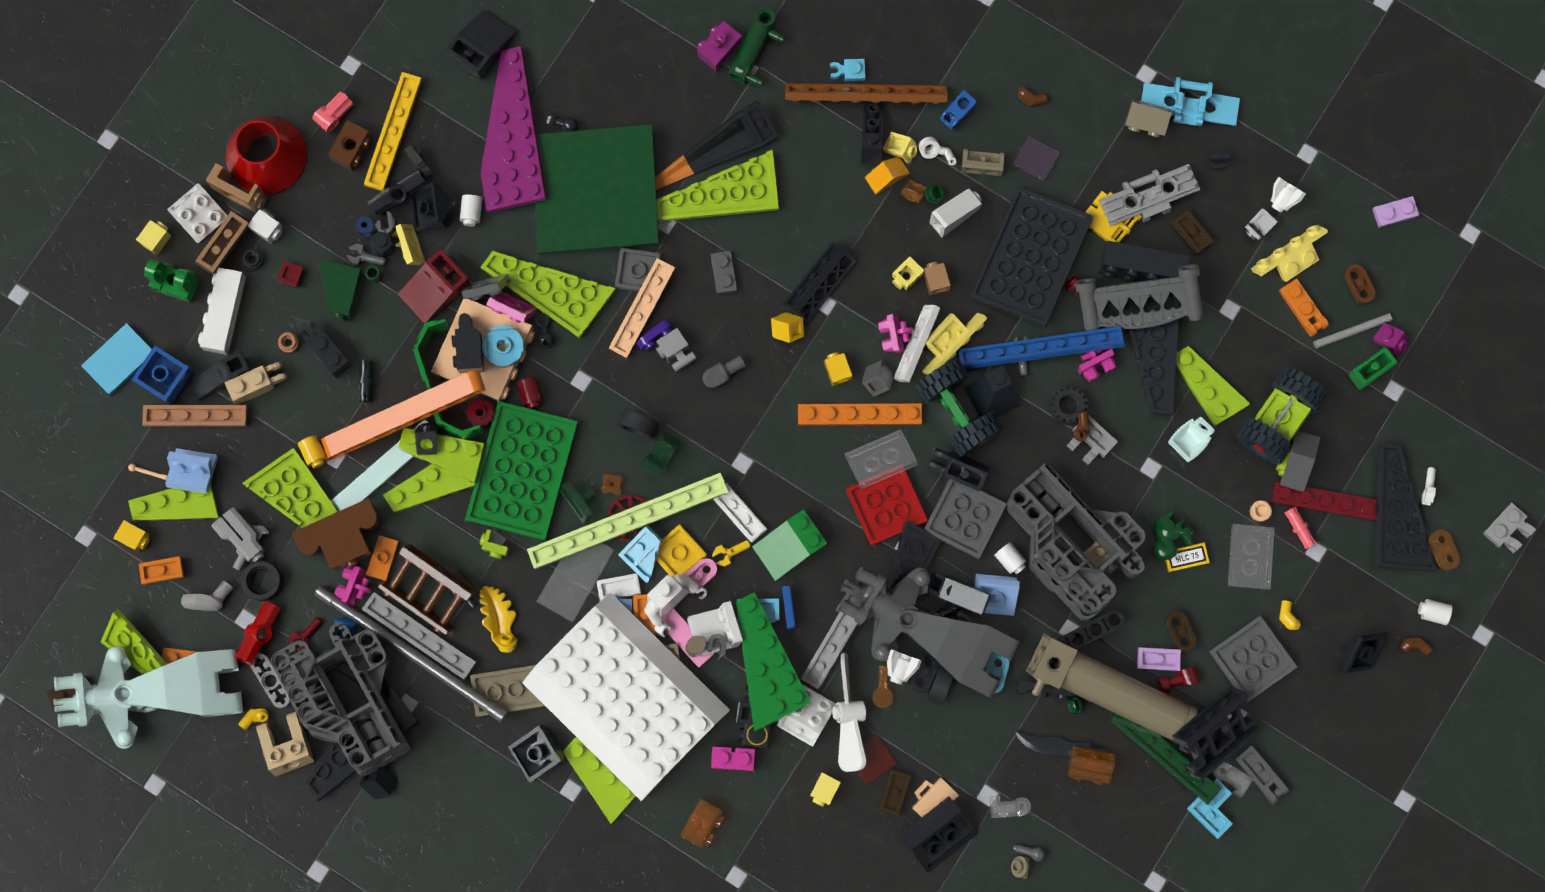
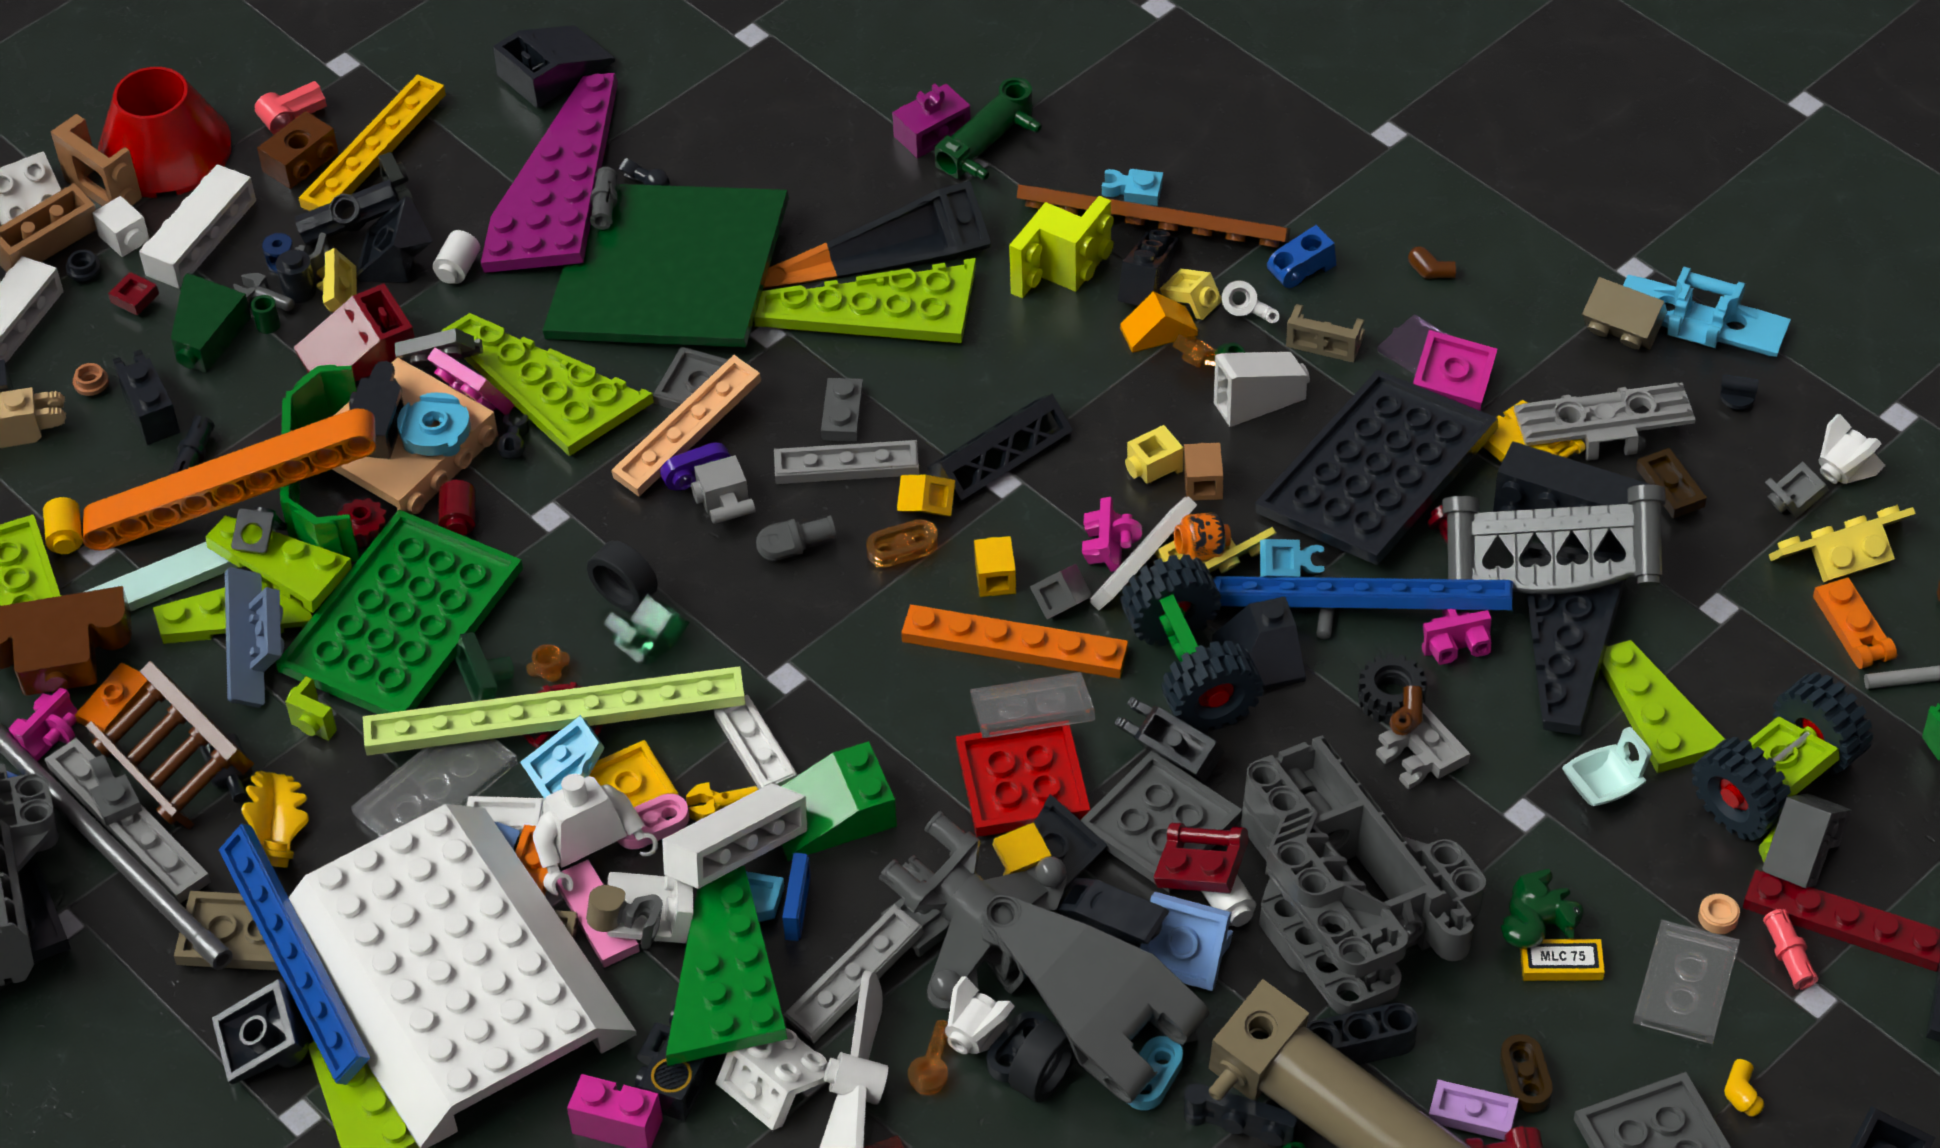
camera: 15 degrees right, 30 degrees down
(310, 216) = (197, 226): none -> white brick
(409, 628) = (113, 796): none -> dark grey plate
(447, 506) = (251, 635): none -> sand blue bracket
(540, 705) = (294, 955): none -> blue tile
(545, 150) = (603, 198): none -> dark grey pin
(736, 309) = (846, 462): none -> light grey tile
(751, 588) = (734, 835): none -> white brick
(781, 361) = (900, 544): none -> clear orange plate
(822, 136) = (1061, 247): none -> neon yellow bracket
(902, 566) = (1020, 849): none -> yellow panel
(948, 333) = (1202, 536): none -> orange head
(994, 331) = (1285, 559): none -> medium azure plate
(994, 551) = (1201, 868): none -> dark red plate
(1060, 177) = (1455, 368): none -> dark pink plate

